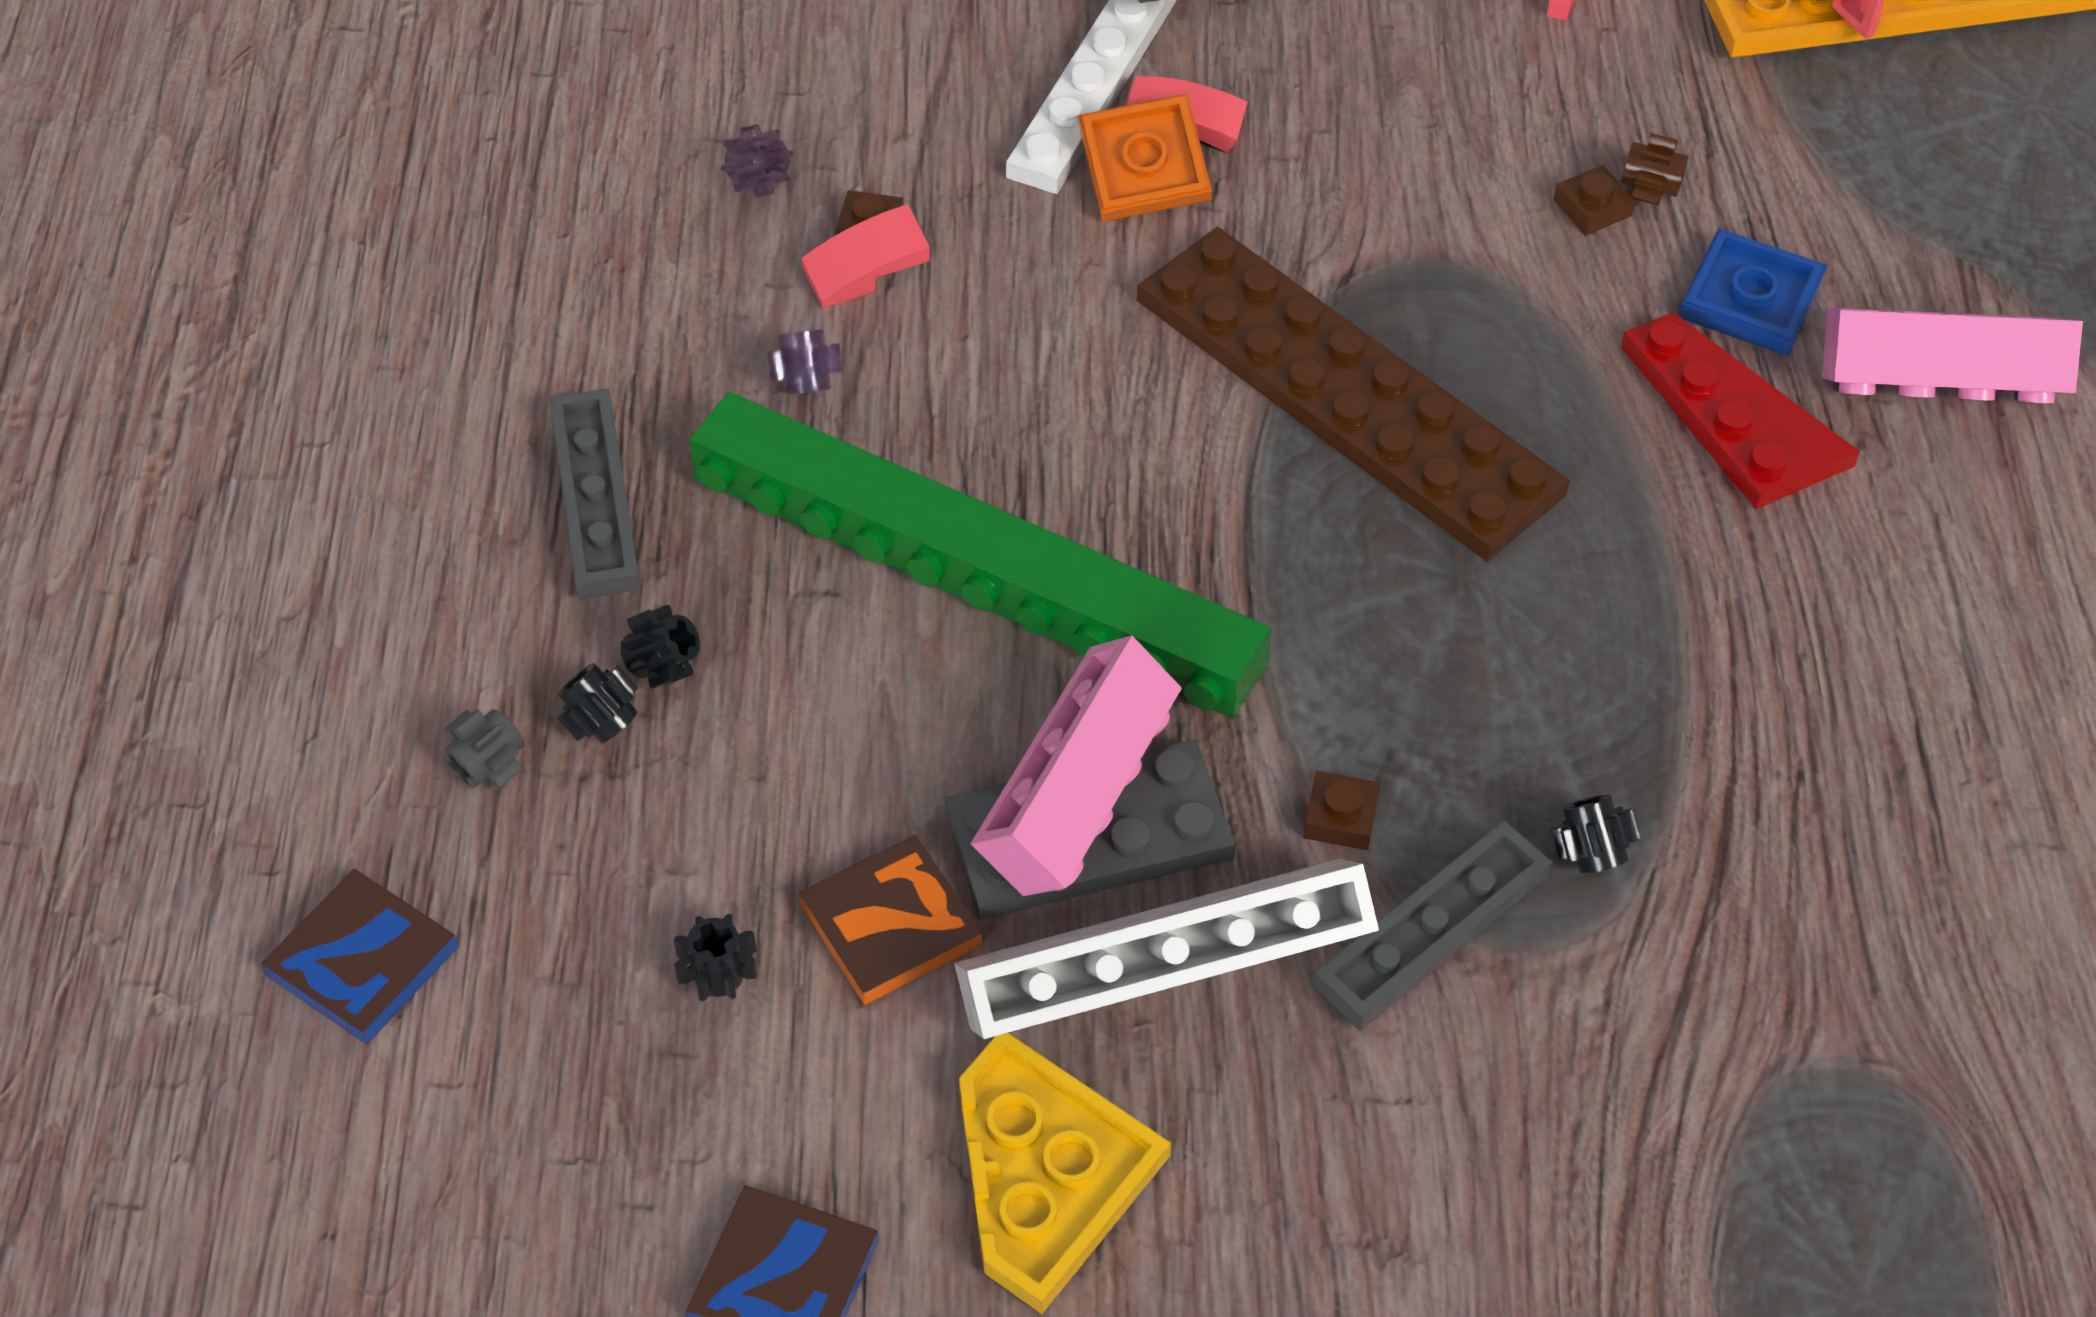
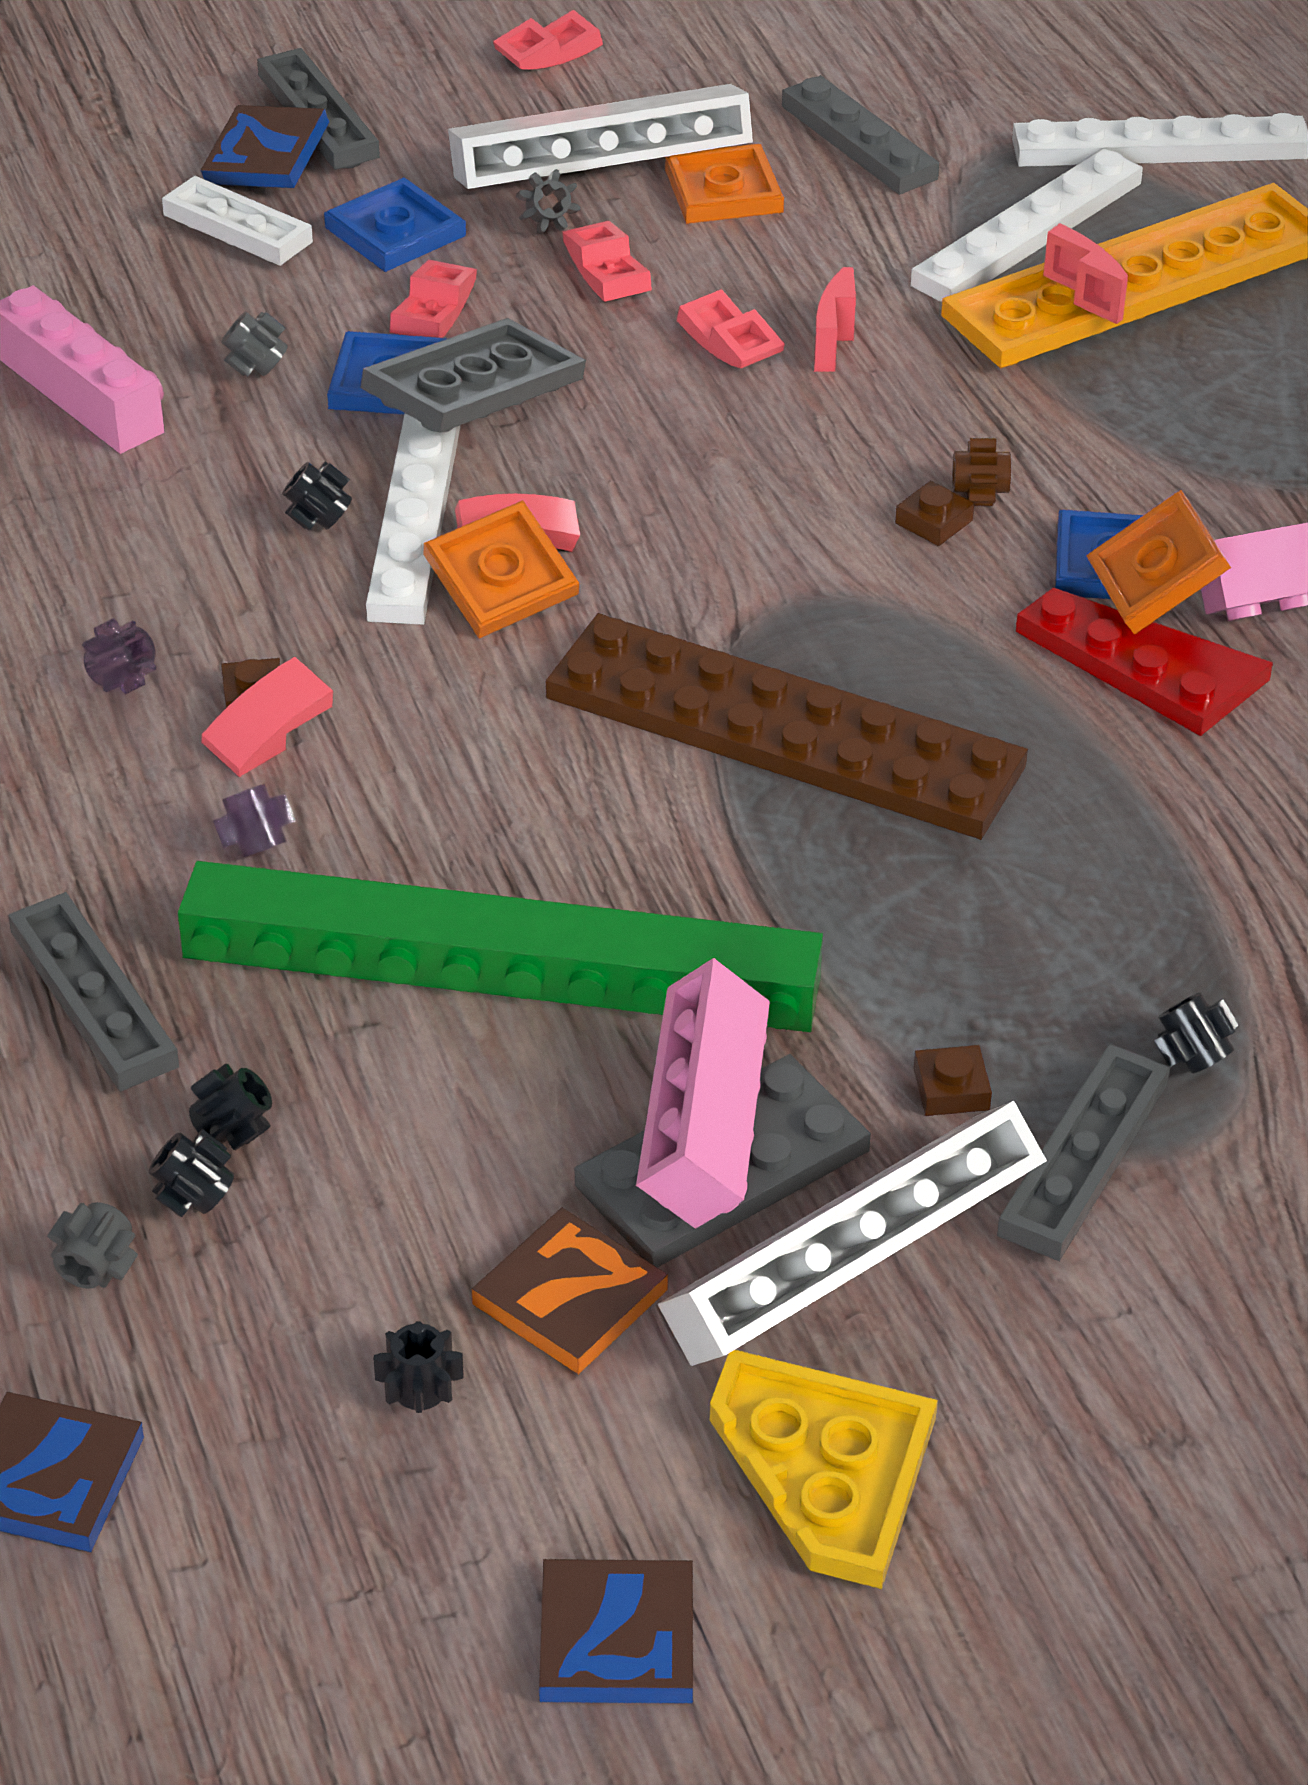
camera: 20 degrees left, 10 degrees down
(1006, 38) = (317, 495): none -> black gear
(1780, 316) = (1158, 561): none -> orange tile

